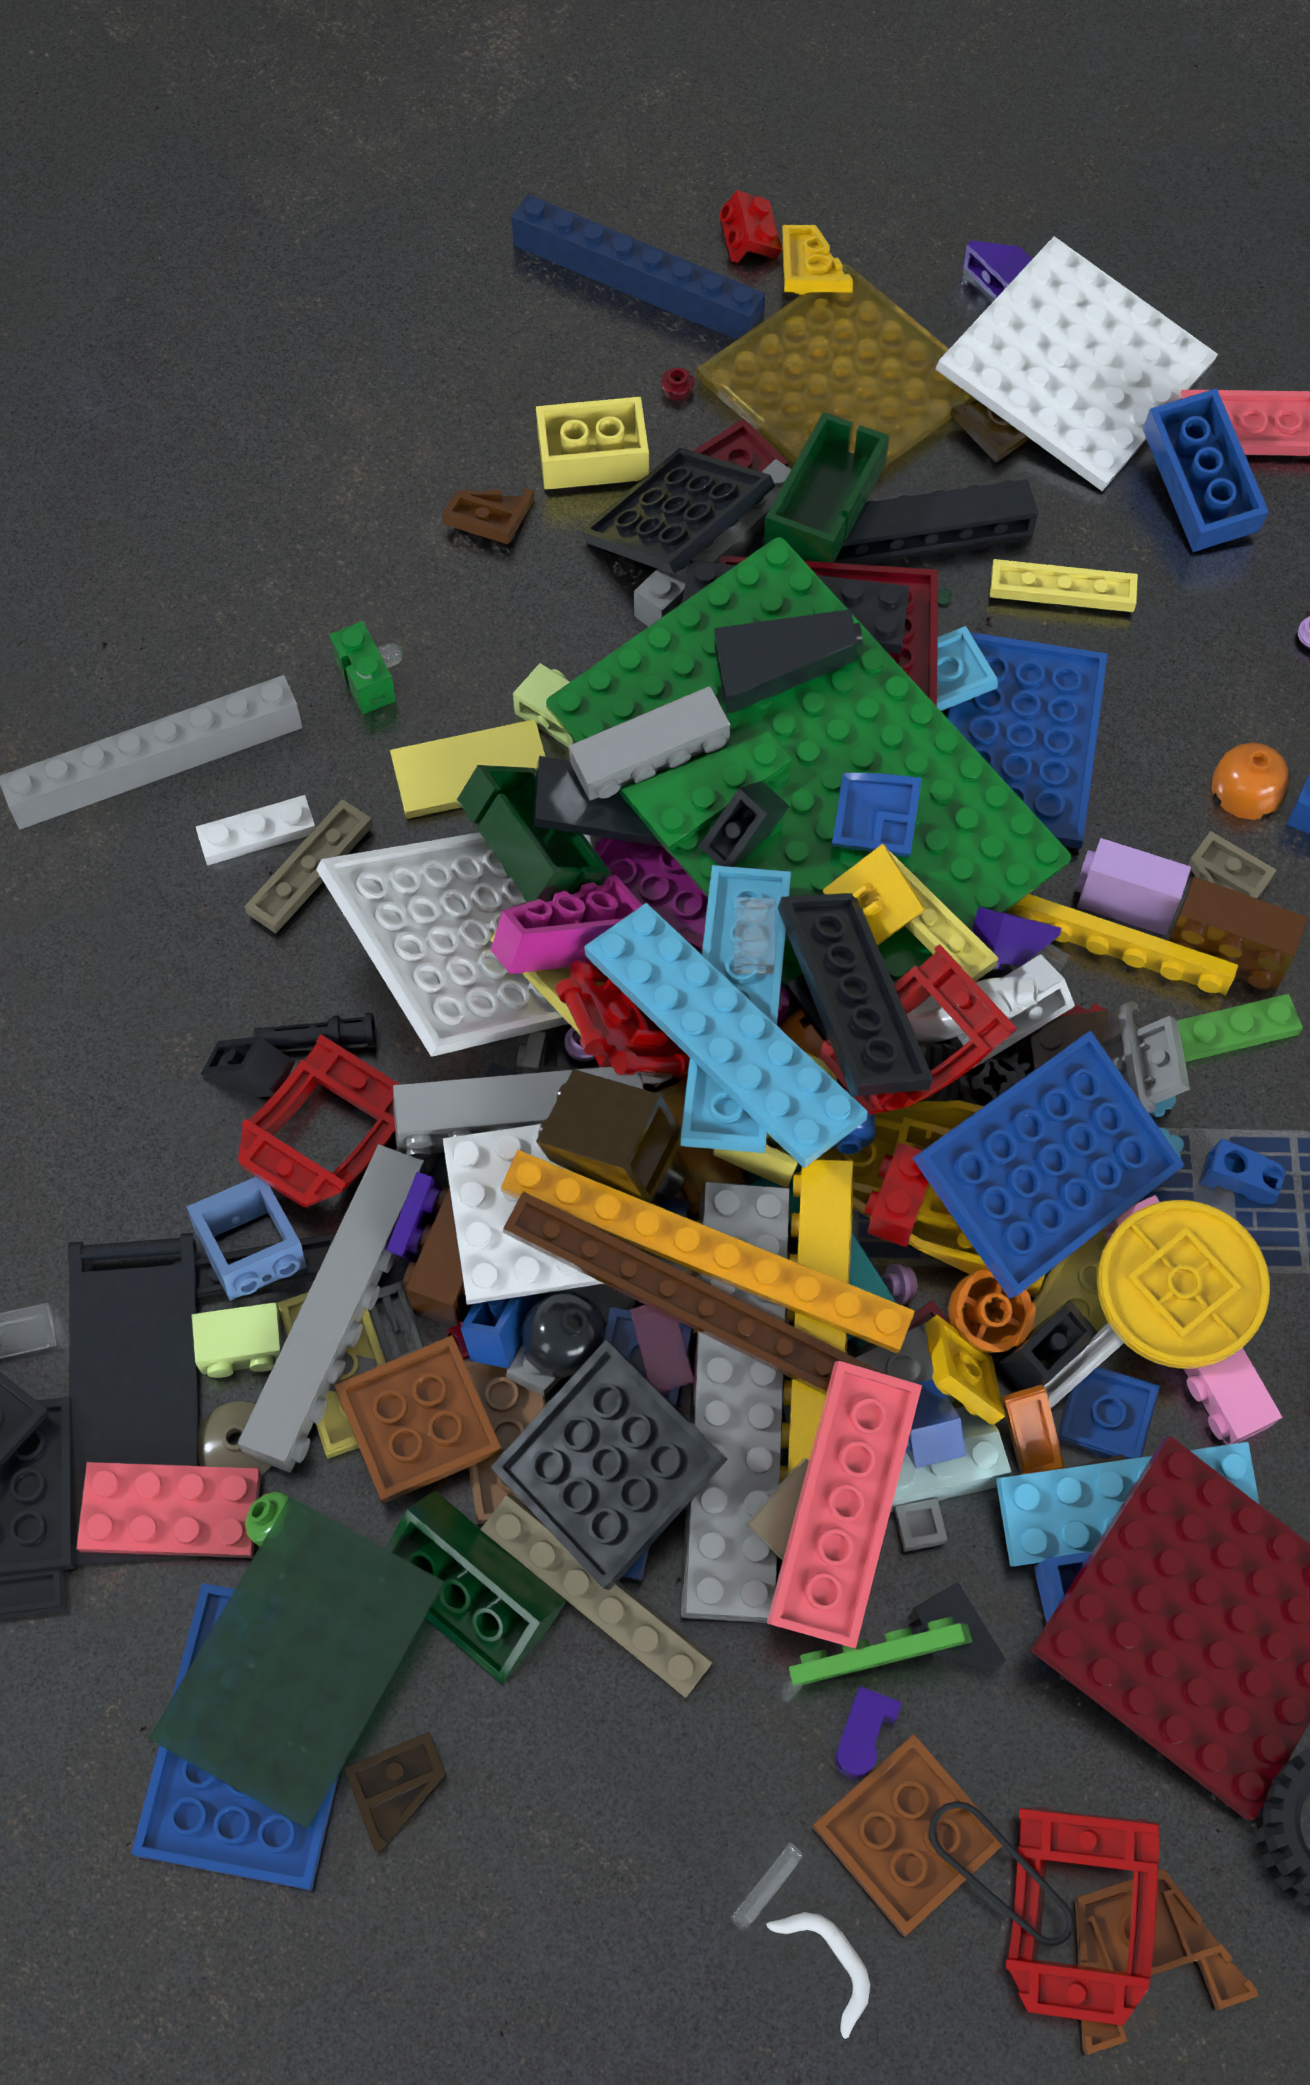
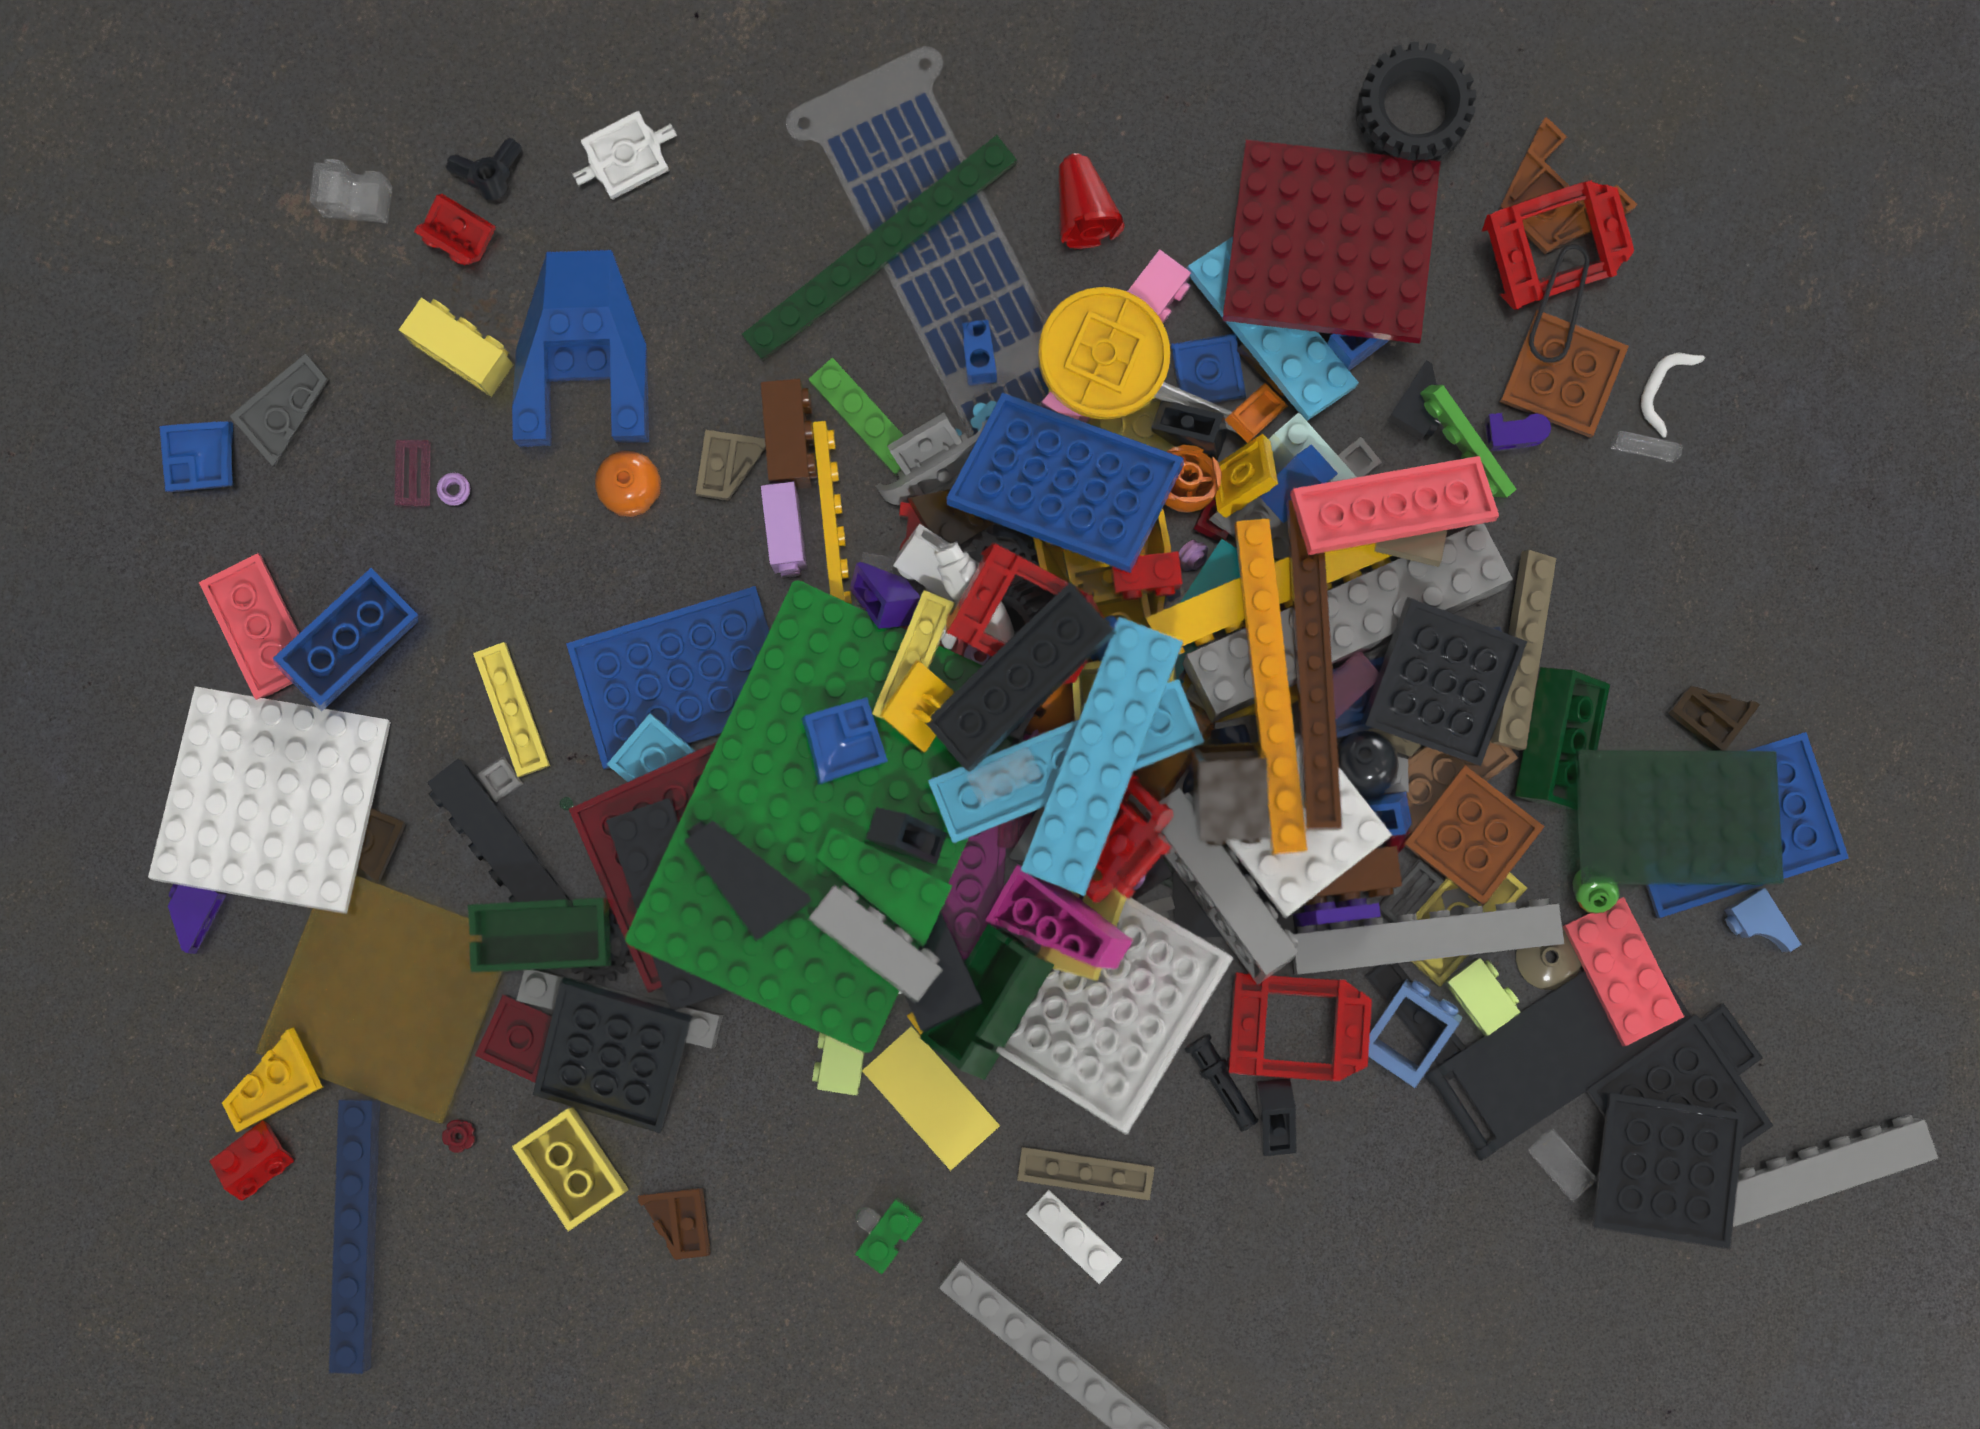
camera: 115 degrees left, 20 degrees up
(128, 1705) = (1761, 916): none -> medium blue arch
(998, 547) = (499, 779): none -> light grey tile

